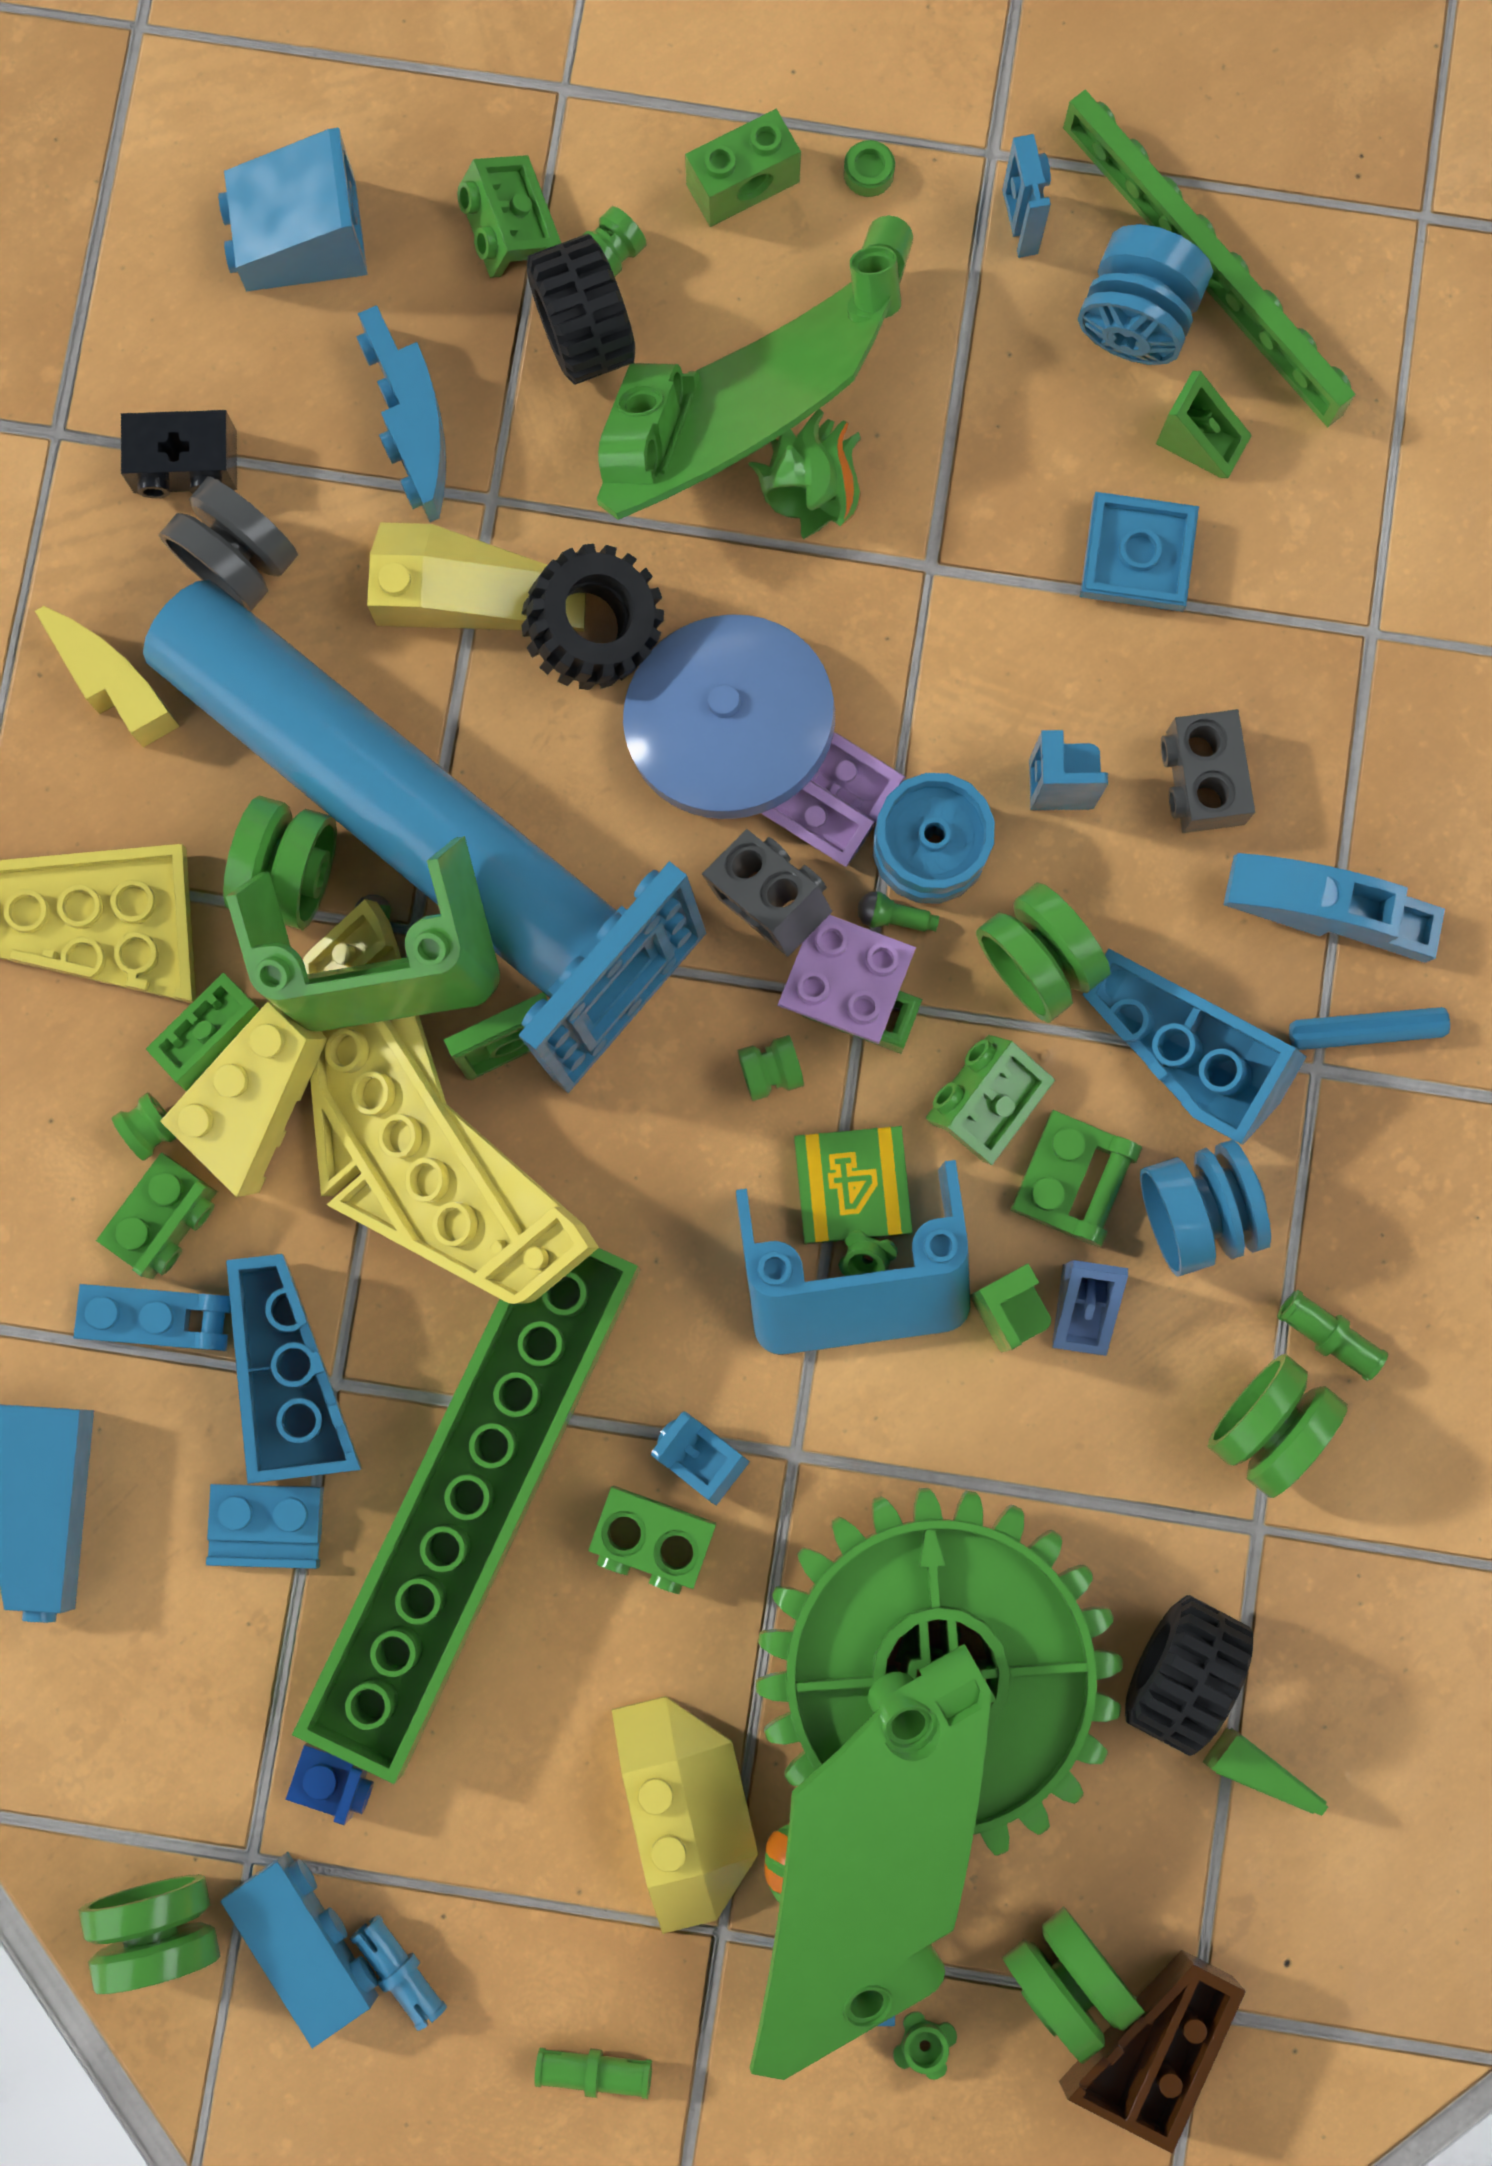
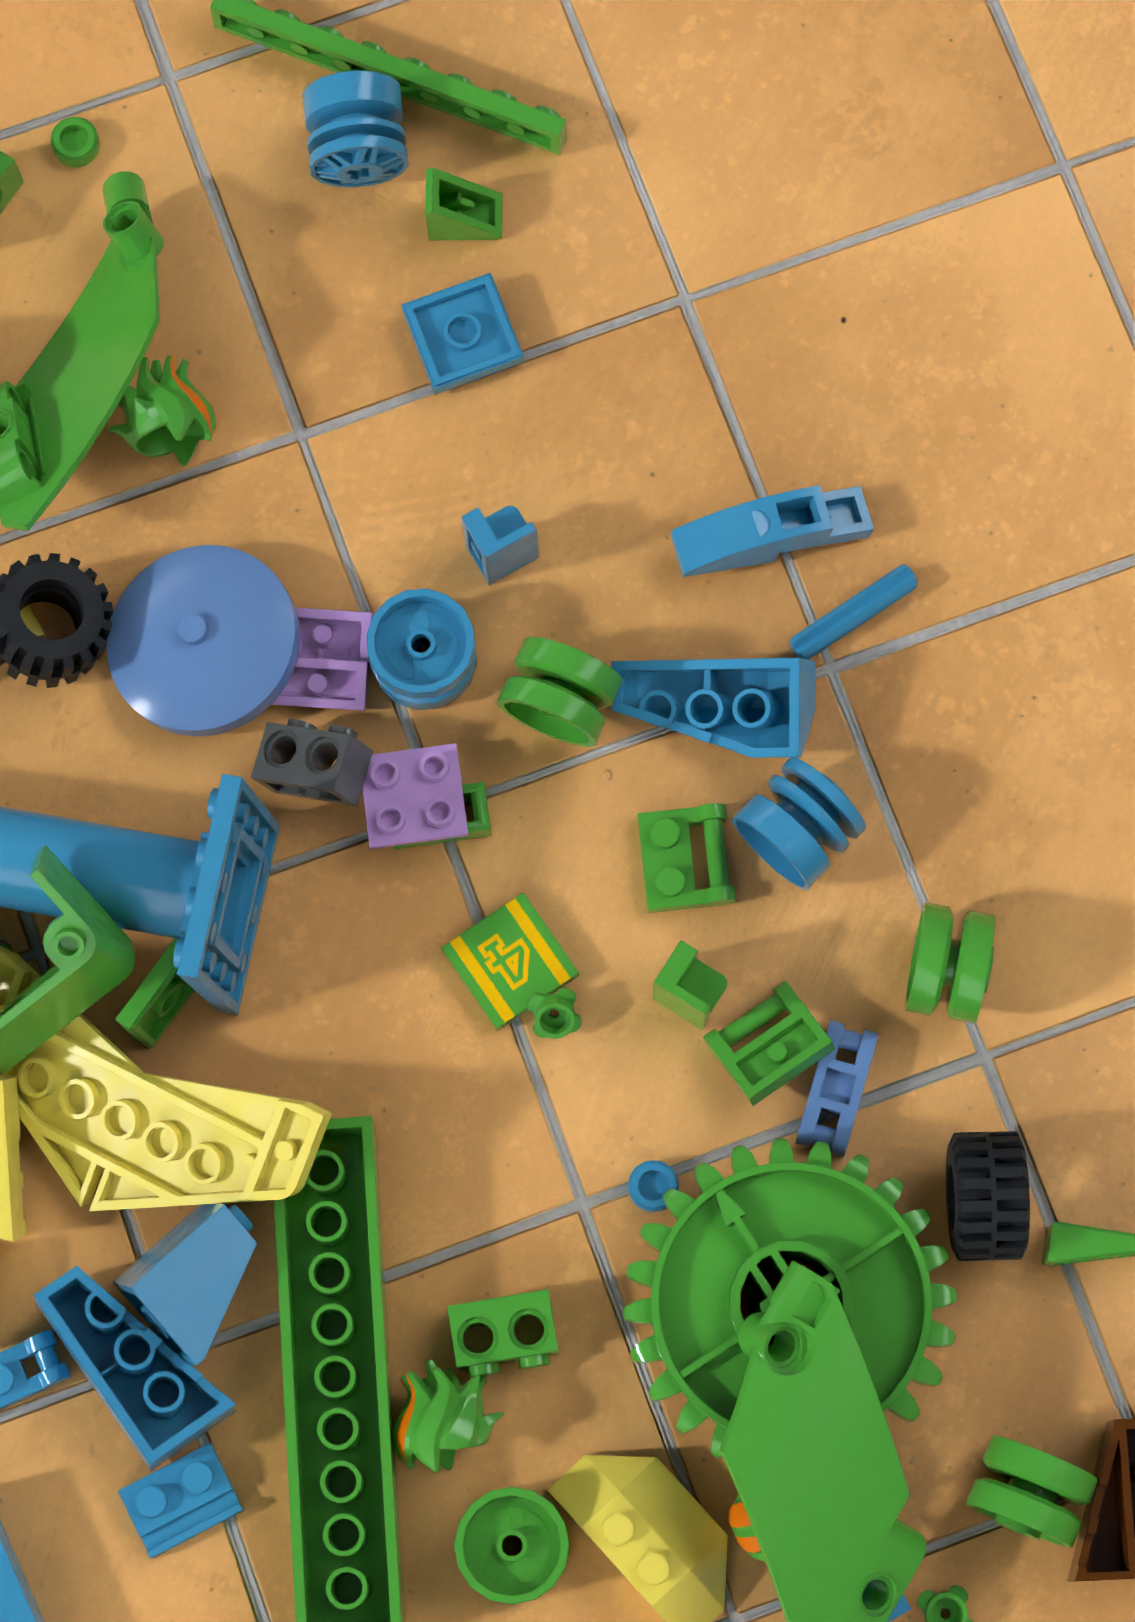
camera: 25 degrees left, 5 degrees down
(384, 1325) = (191, 1278): none -> dark azure slope
(530, 1780) = (481, 1552): none -> bright green wheel
(547, 1591) = (441, 1418): none -> bright green hair
(699, 1457) = (505, 1245): dark azure bracket -> none
(773, 1067) = (396, 899): bright green wheel -> none
(861, 1307) = (569, 1053): dark azure windscreen -> none
(871, 1476) = (649, 1184): none -> dark azure tile
(879, 910) = (410, 730): bright green piece -> none
(990, 1097) = (581, 830): bright green bracket -> none
(1023, 193) = (211, 96): dark azure plate -> none
(1059, 1418) = (775, 1054): none -> bright green plate
(1088, 1306) = (750, 952): medium blue slope -> none
(1099, 1482) = (837, 1089): none -> medium blue plate
(1223, 771) = (624, 473): dark grey brick -> none
(1332, 1335) = (957, 870): bright green pin -> none

